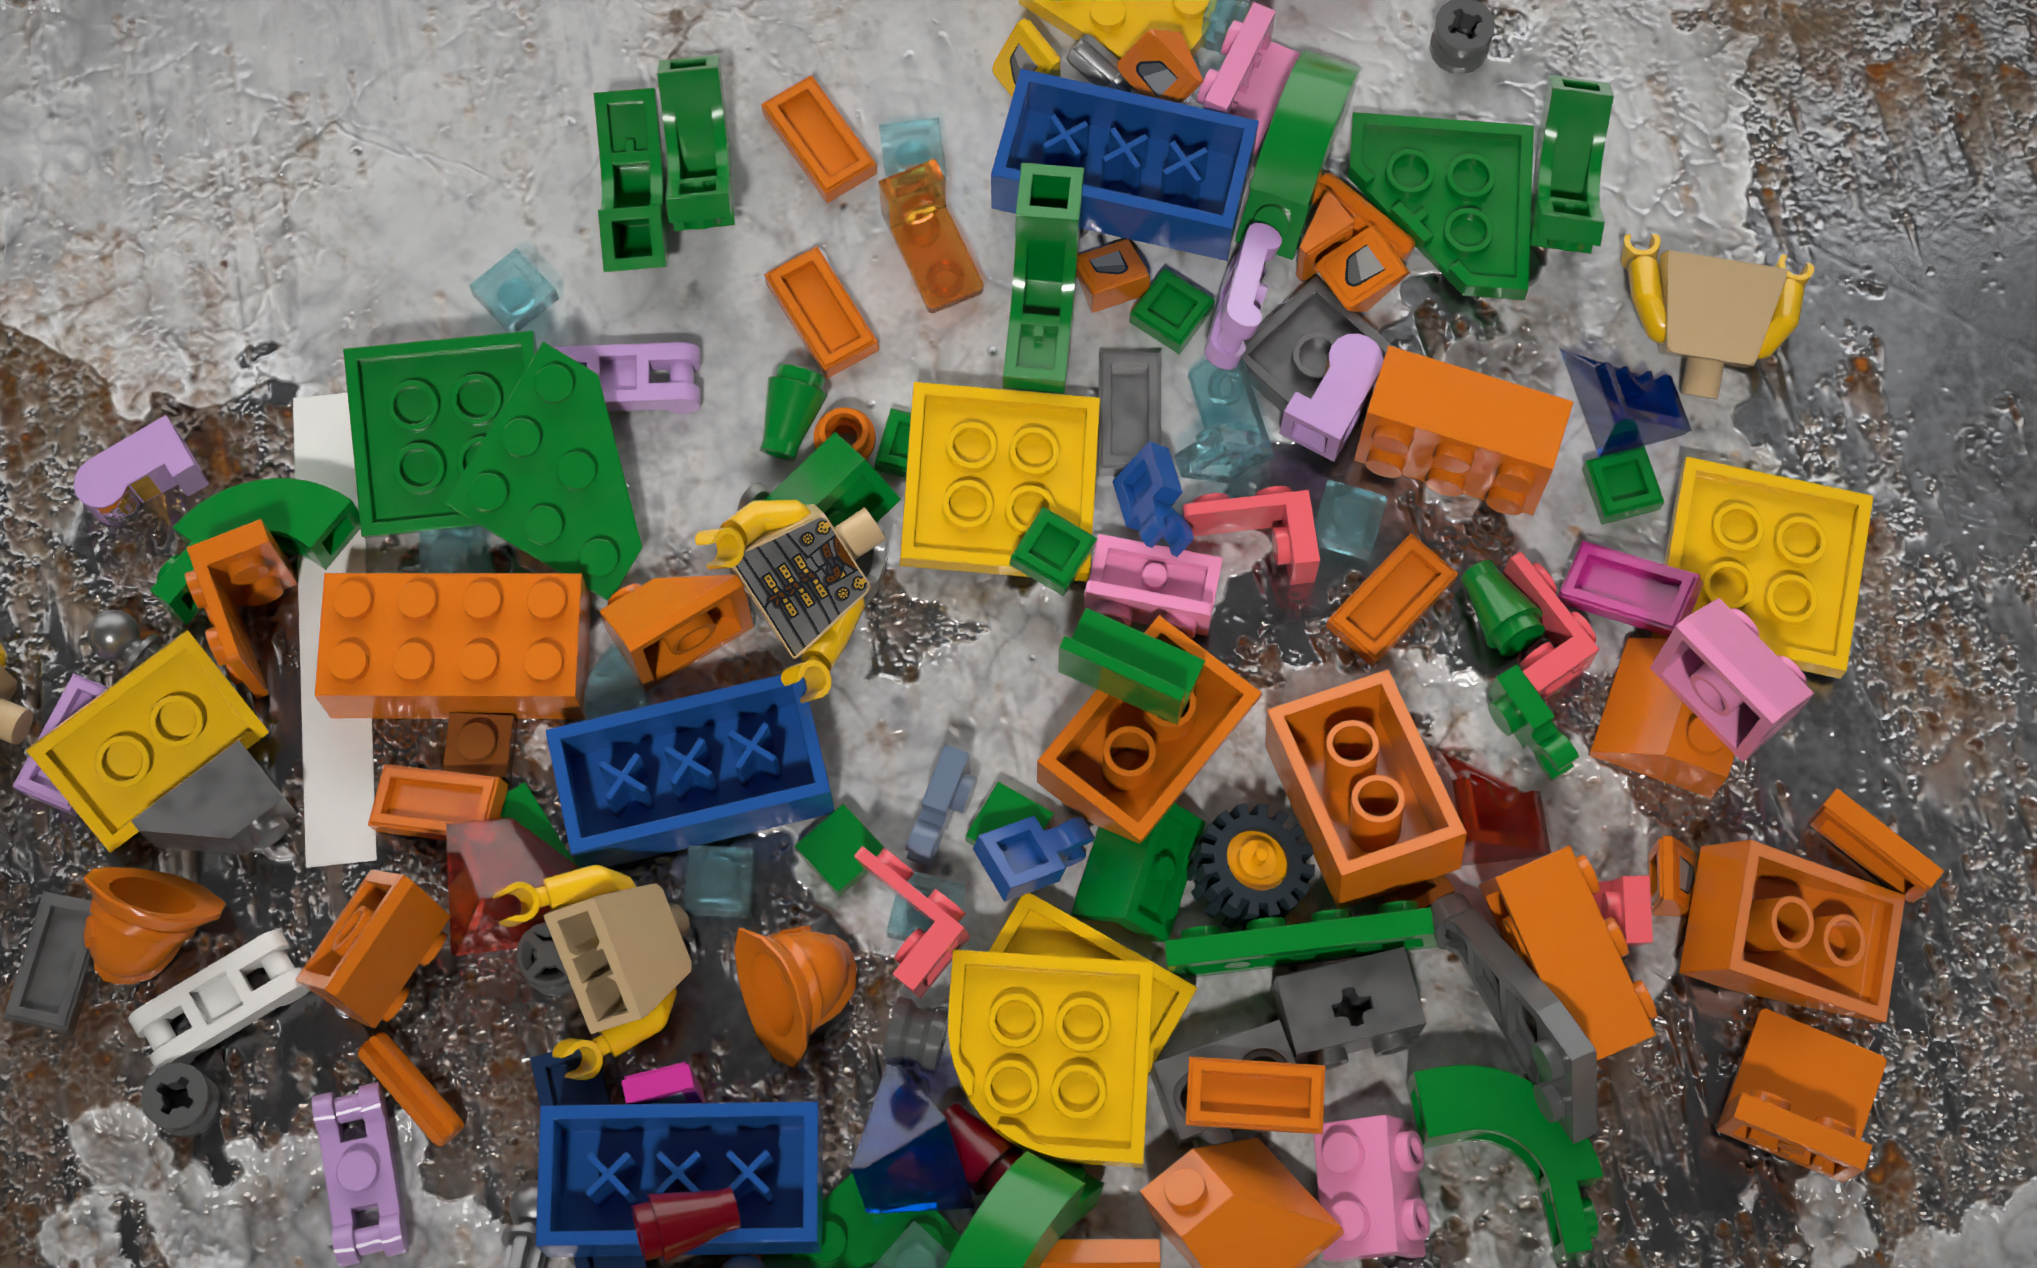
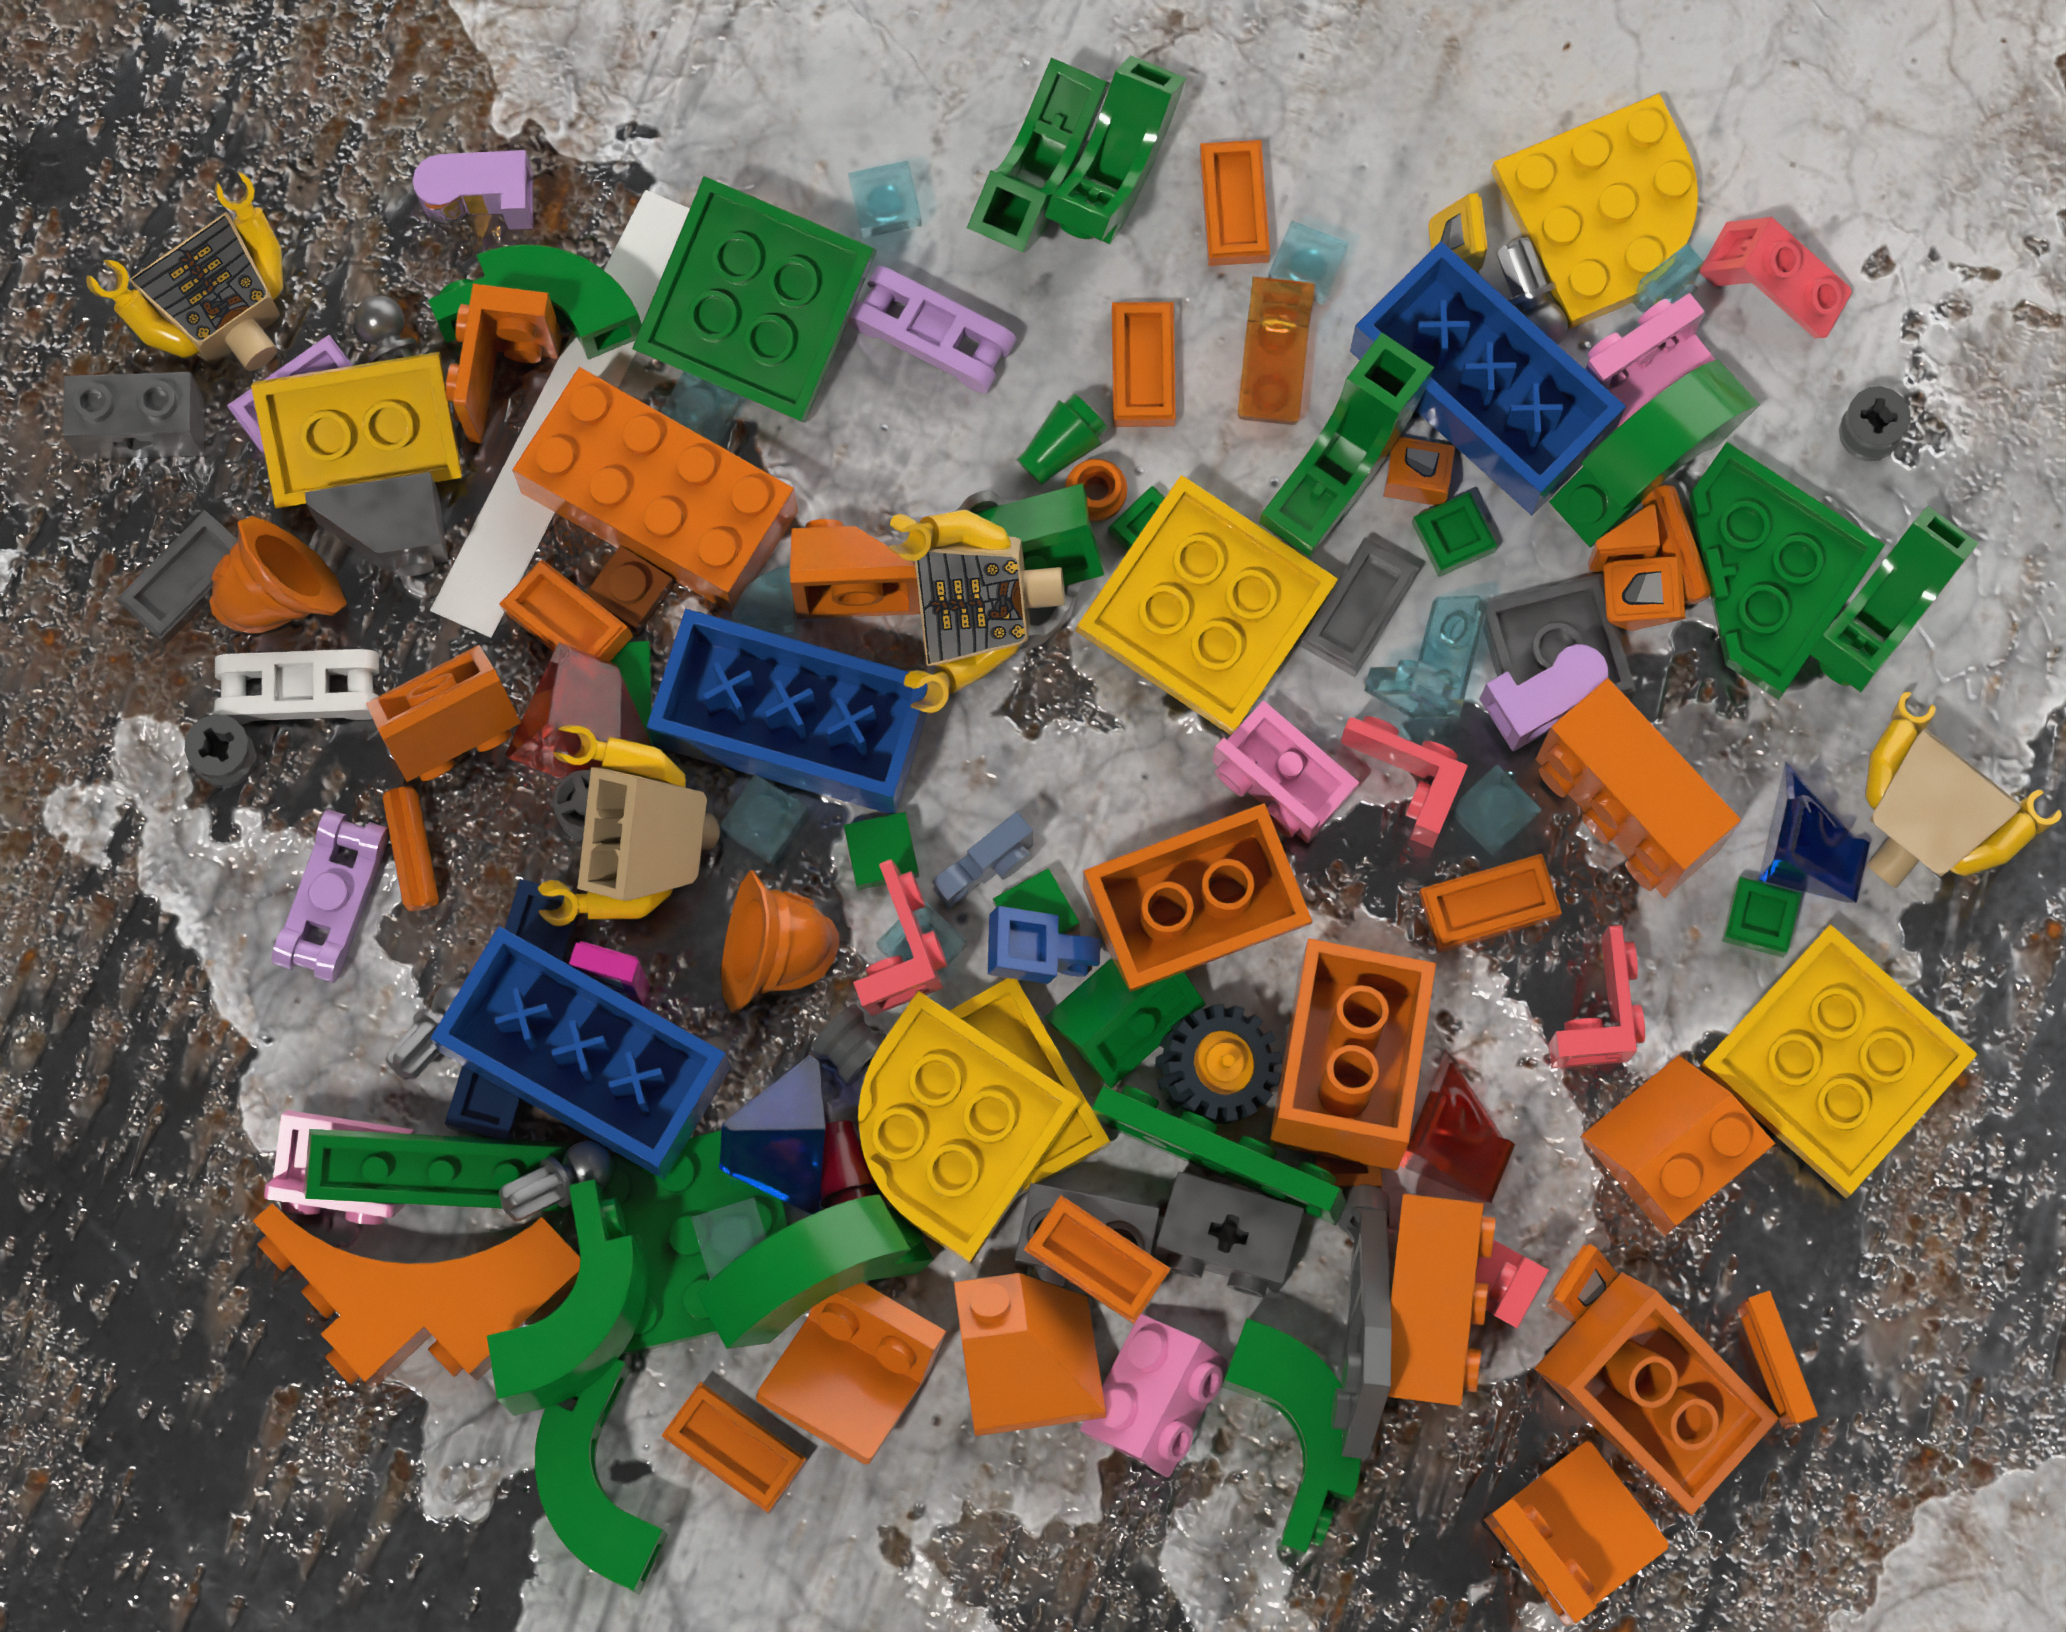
camera: 30 degrees right, 5 degrees up
(554, 476) = (822, 388): green plate -> none
(683, 1221) = (557, 1088): dark red cone -> none
(1053, 551) = (1212, 694): green tile -> none
(1130, 665) = (1210, 833): green panel -> none
(1146, 498) = (1326, 689): blue plate -> none
(1161, 66) = (1571, 308): orange slope -> none
(1241, 297) = (1516, 558): lavender plate -> none
(1503, 611) = (1579, 967): green cone -> none
(1522, 712) = (1537, 1064): green plate -> none
(1630, 589) = (1703, 1014): dark pink tile -> none
(1731, 677) = (1726, 1140): bright pink slope -> none

